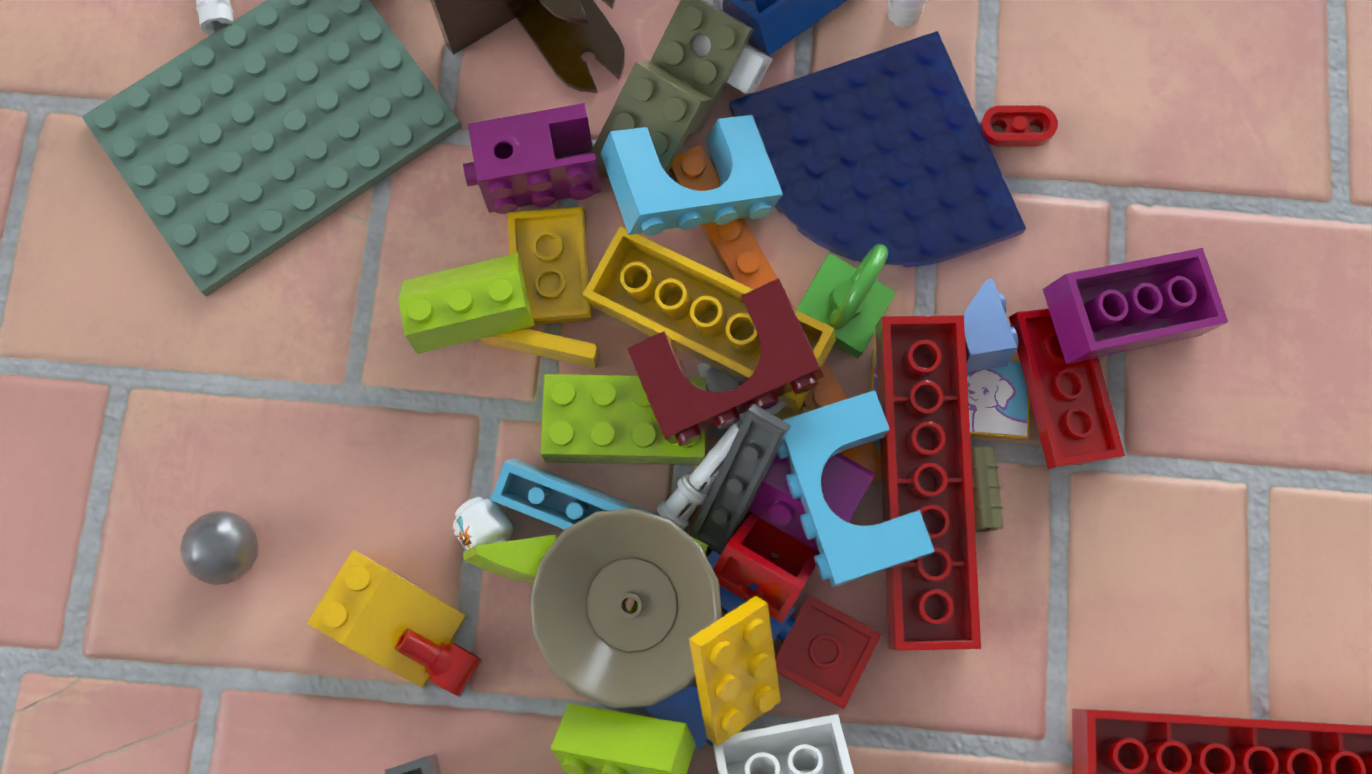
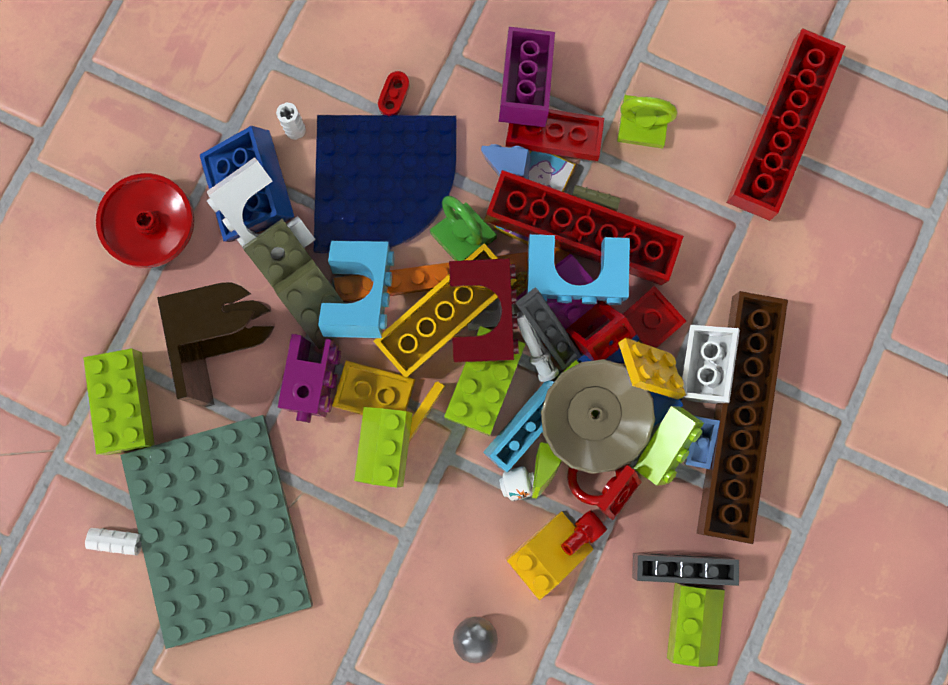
camera: 70 degrees left, 5 degrees up
(517, 687) = (615, 493): none -> red tile
(1149, 522) = (645, 120): none -> lime tile

